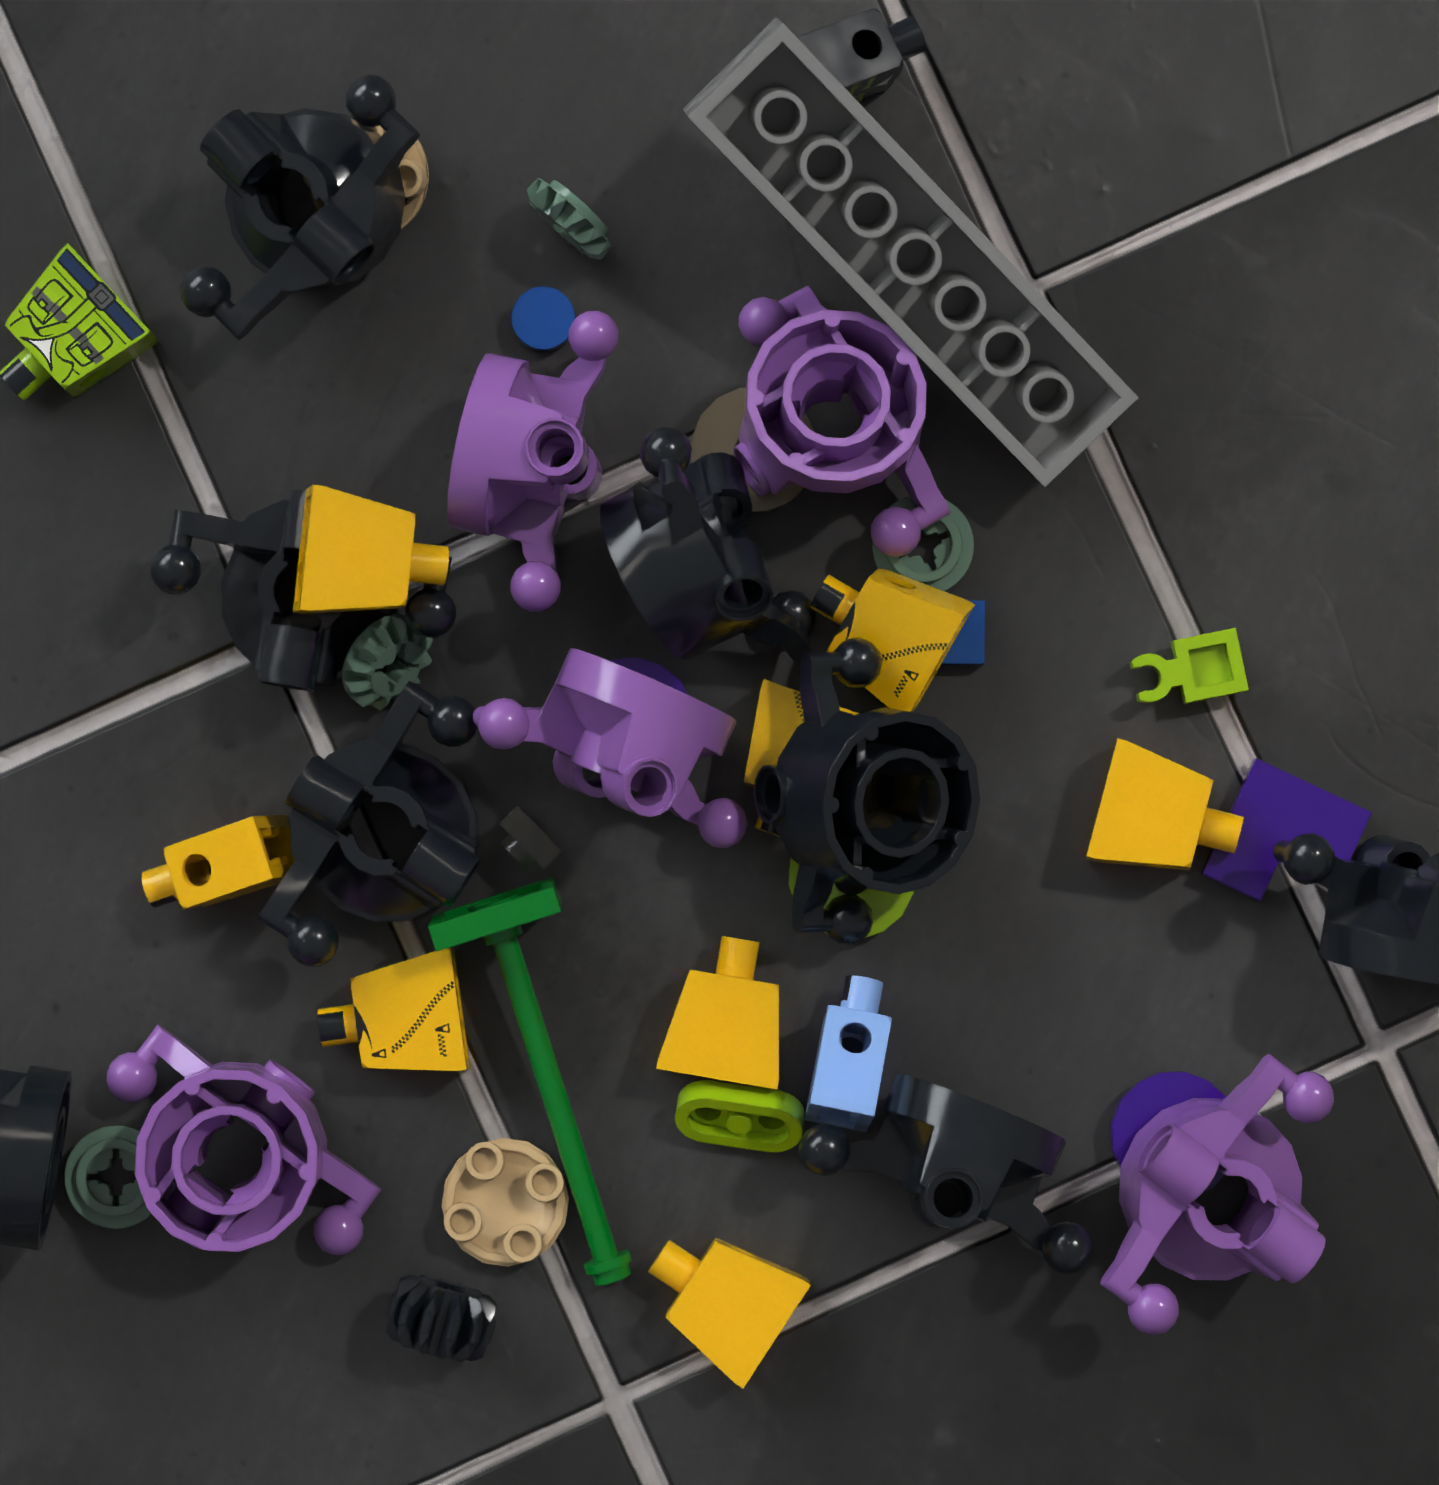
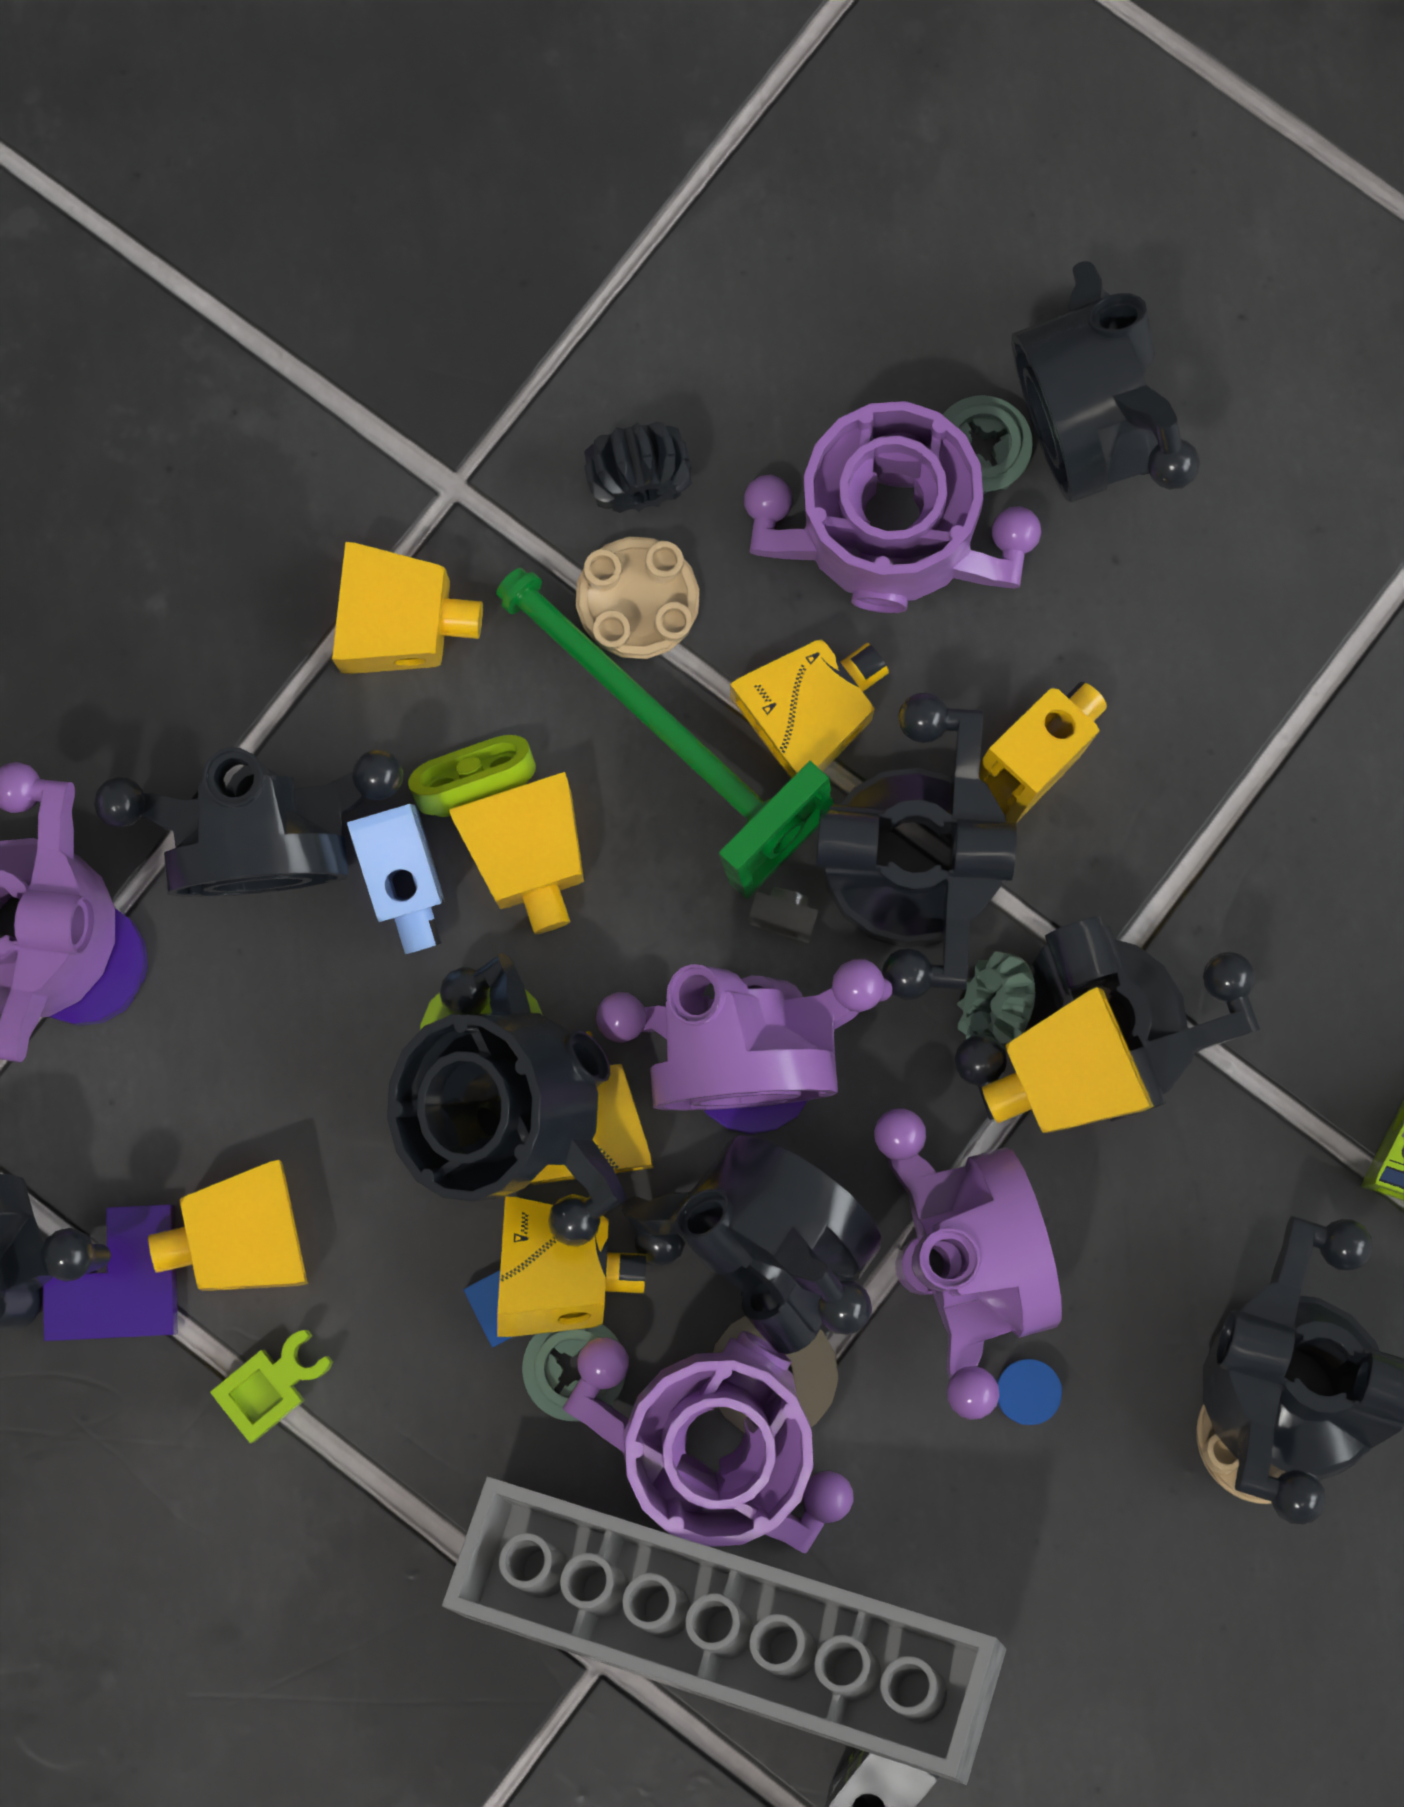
camera: 155 degrees right, 5 degrees down
(569, 217) = (1055, 1496): sand green gear -> none

